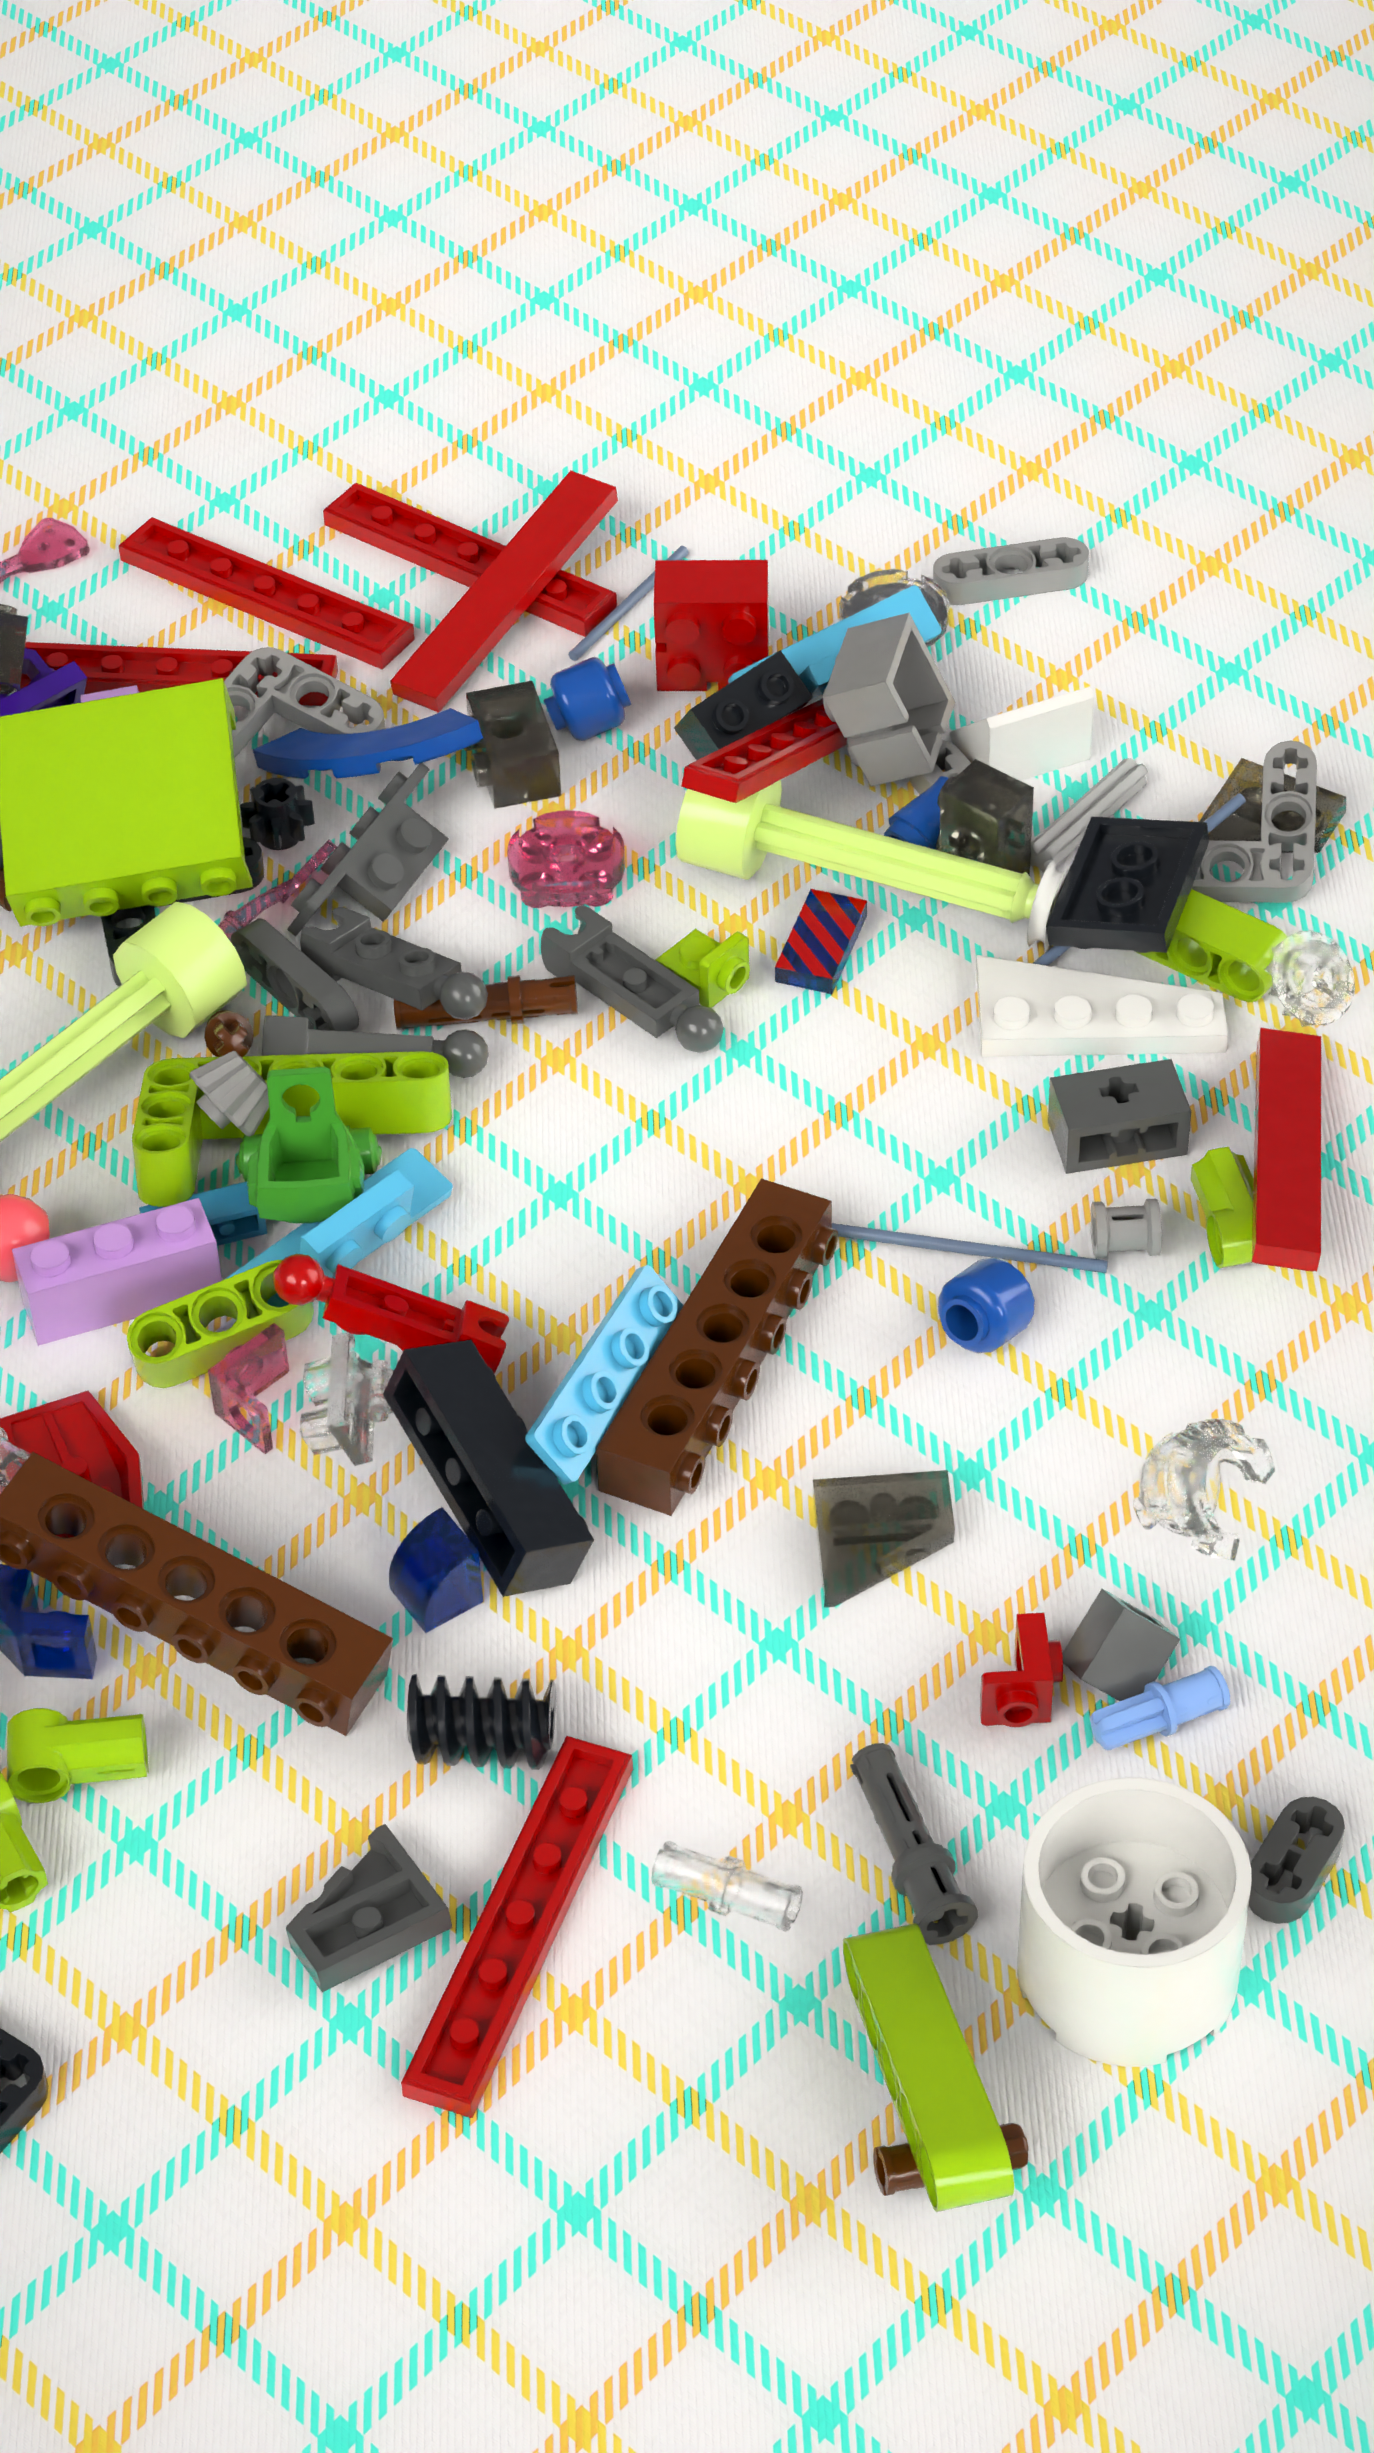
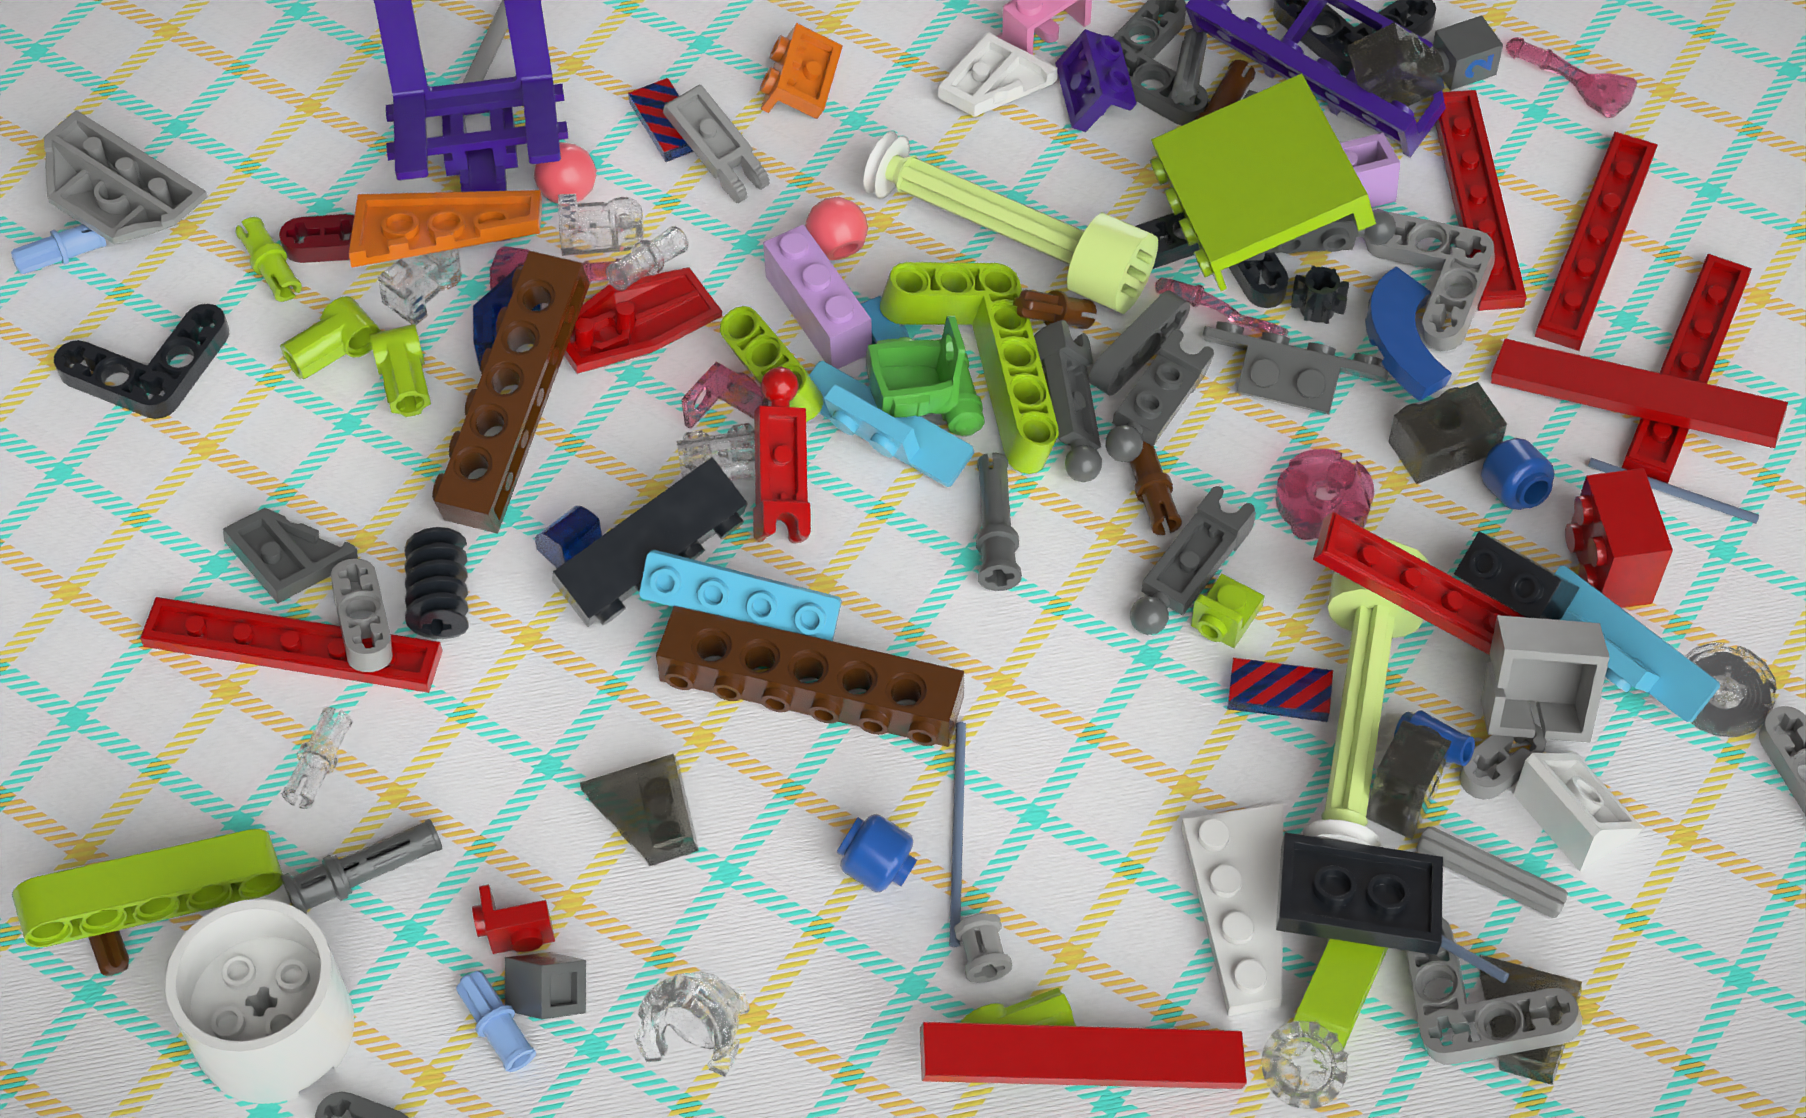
camera: 80 degrees right, 10 degrees up
(232, 1092) = (971, 307): light grey piece -> none
(554, 1147) = (996, 538): none -> dark grey pin
(560, 1817) = (353, 629): none -> light grey beam
(1119, 1116) = (1110, 928): dark grey brick -> none

